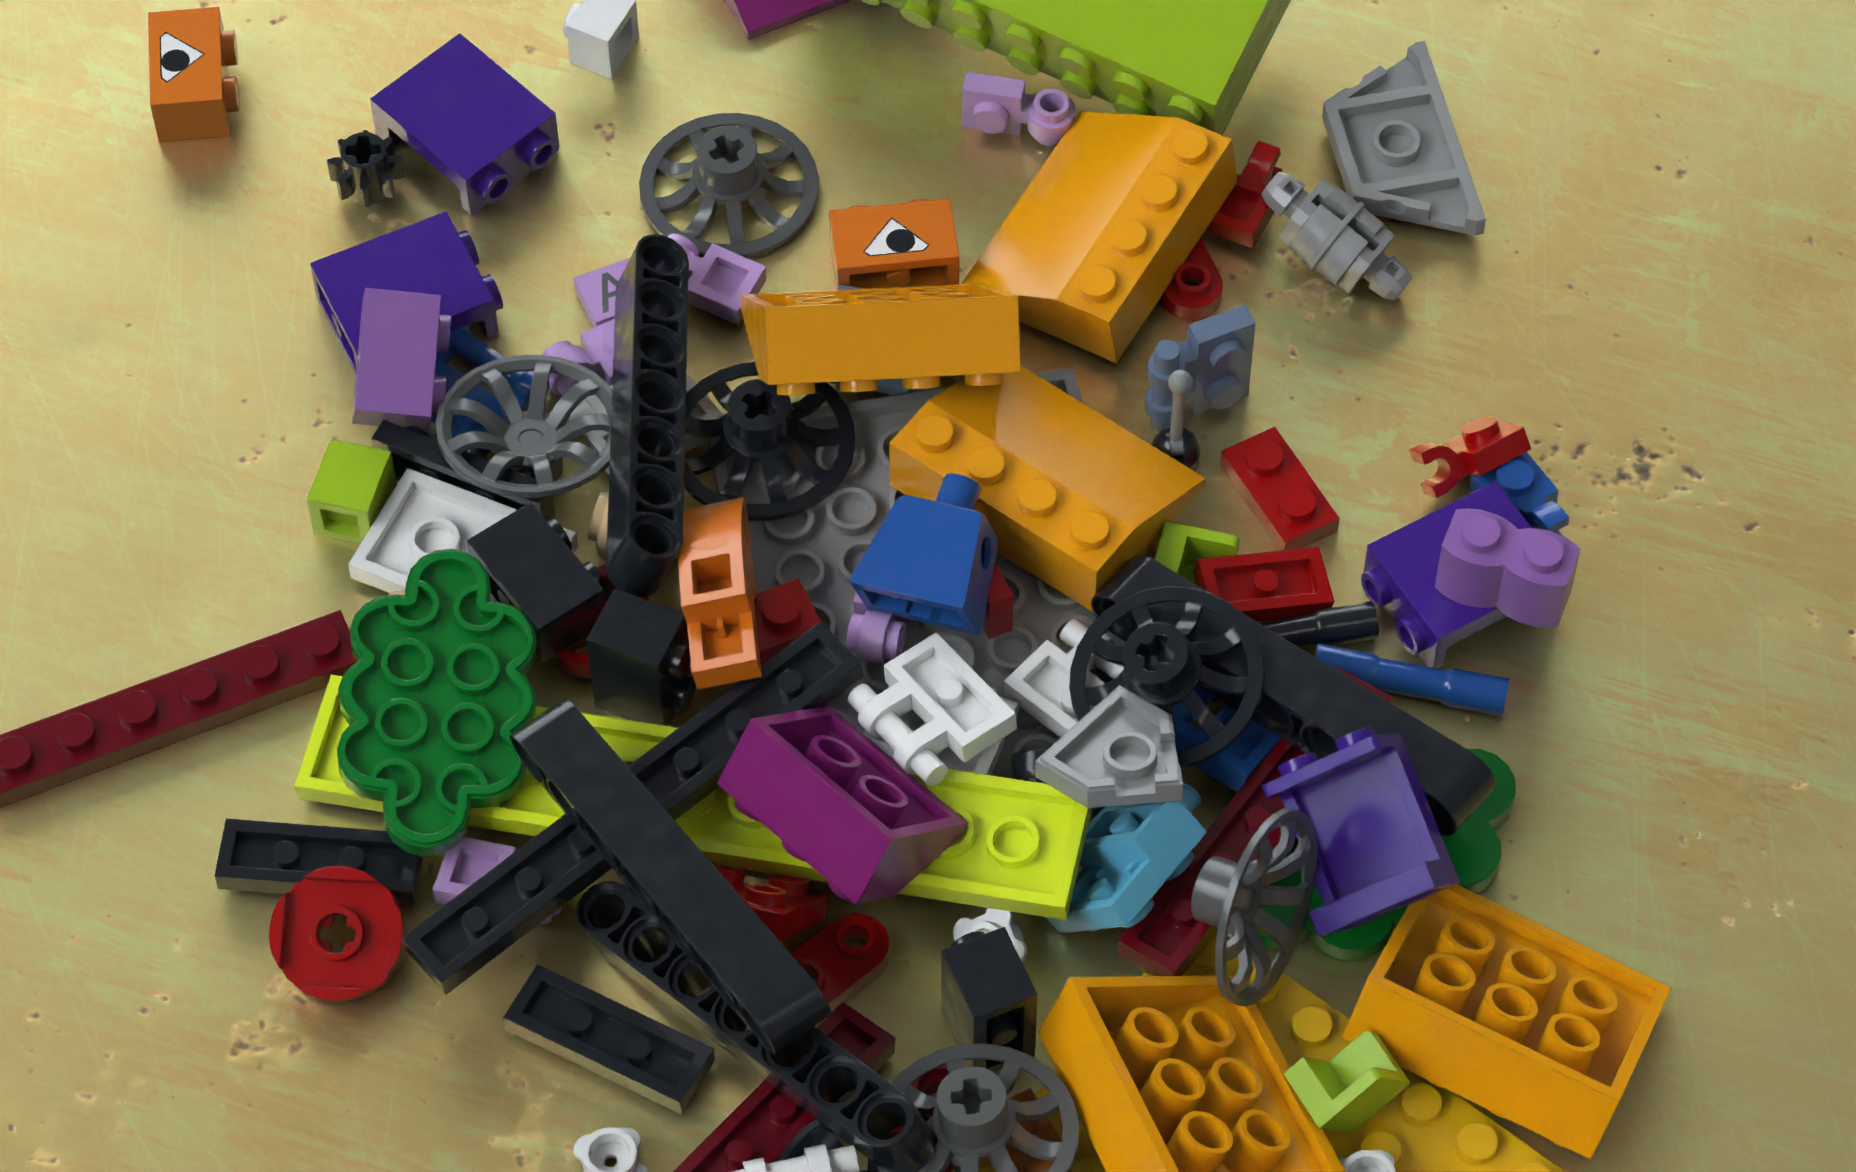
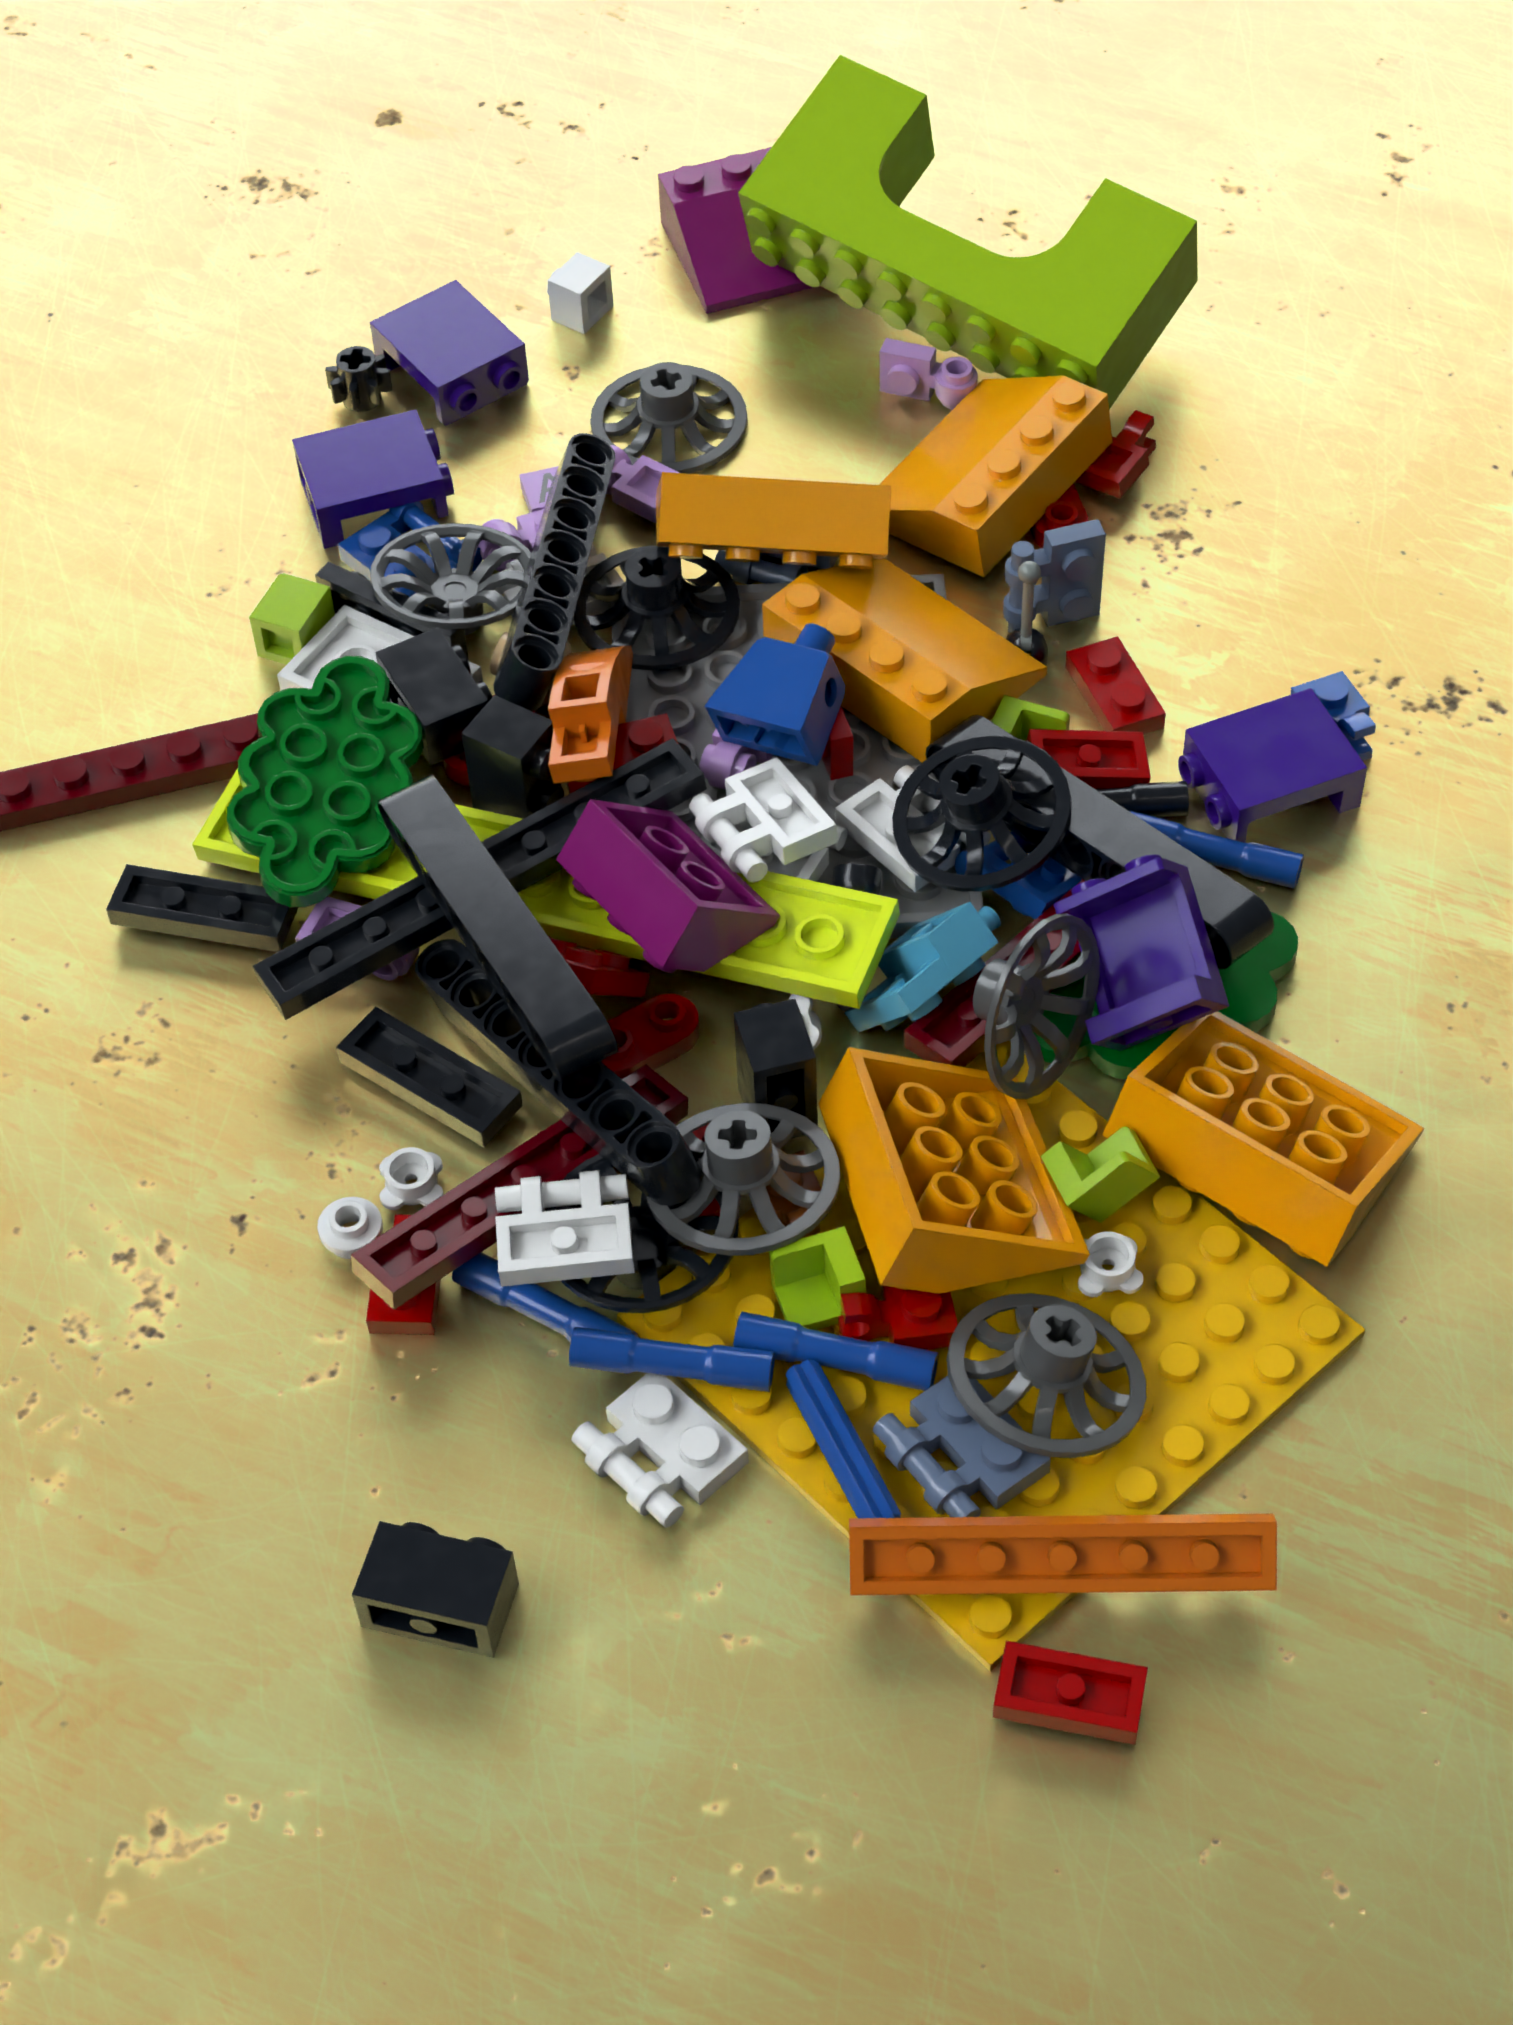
camera: 10 degrees right, 5 degrees down
(190, 74) = (227, 300): orange brick -> none
(312, 905) = (184, 938): red plate -> none
(399, 358) = (349, 511): medium lavender brick -> none
(895, 244) = (802, 456): orange brick -> none
(1116, 755) = (920, 865): light grey plate -> none
(1336, 236) = (1195, 489): light grey piece -> none
(1402, 147) = (1265, 431): light grey wing -> none
(1478, 450) = (1303, 665): red plate -> none
(1509, 568) = (1309, 750): medium lavender brick -> none

